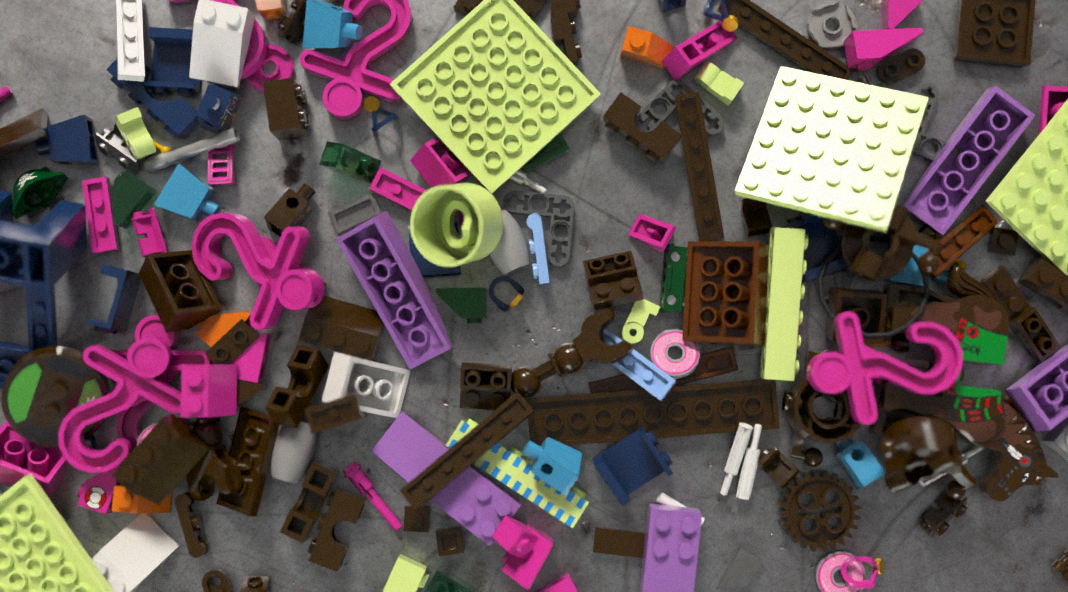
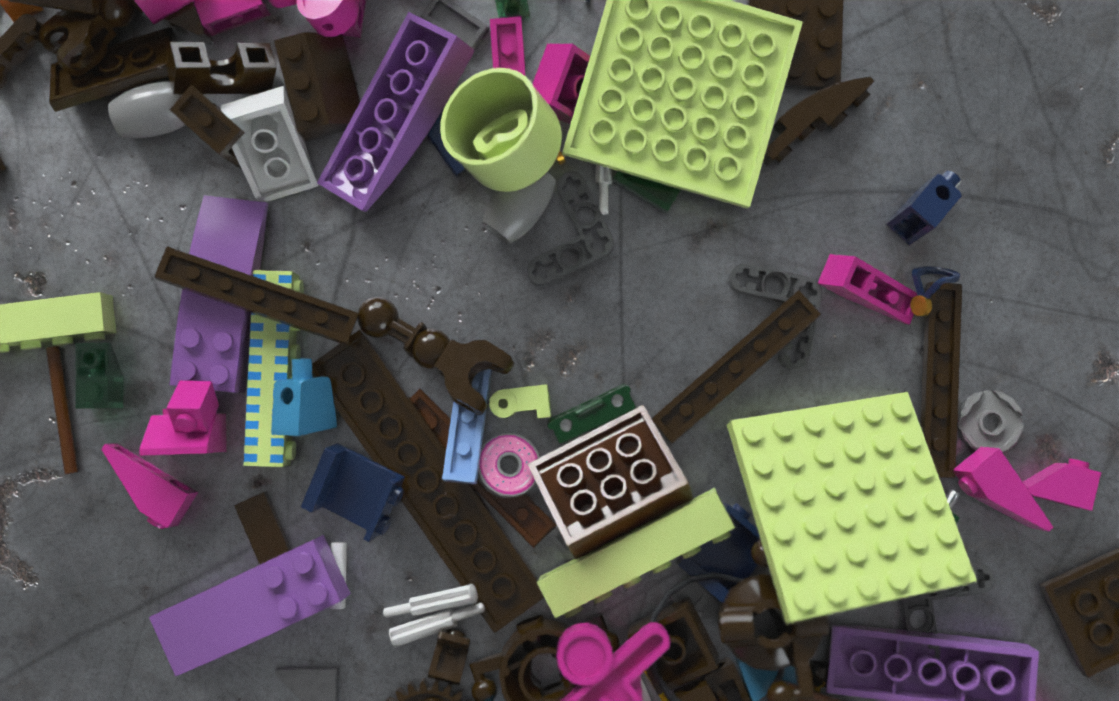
camera: 65 degrees right, 0 degrees up
(309, 505) = (88, 164): dark brown arch -> none
(328, 549) = (69, 212): dark brown arch -> none
(364, 485) = (162, 210): dark pink pin -> none
(416, 520) = (158, 293): dark brown plate -> none
(449, 541) = (154, 340): dark brown plate -> none
(466, 302) = (427, 200): dark green slope -> none
(484, 385) = (347, 273): dark brown brick -> none
(514, 302) = (480, 247): dark blue piece -> none
(537, 246) = (535, 242): light blue plate -> none
(612, 280) = (548, 346): dark brown brick -> none
(645, 47) = (833, 225): orange slope -> none
(652, 232) = (629, 358): dark pink slope -> none
(656, 143) = (738, 246): dark brown arch -> none
(717, 82) = (844, 332): yellowish green leg -> none
(755, 217) = (716, 465): dark brown bracket -> none
(901, 65) = (993, 530): dark brown plate -> none

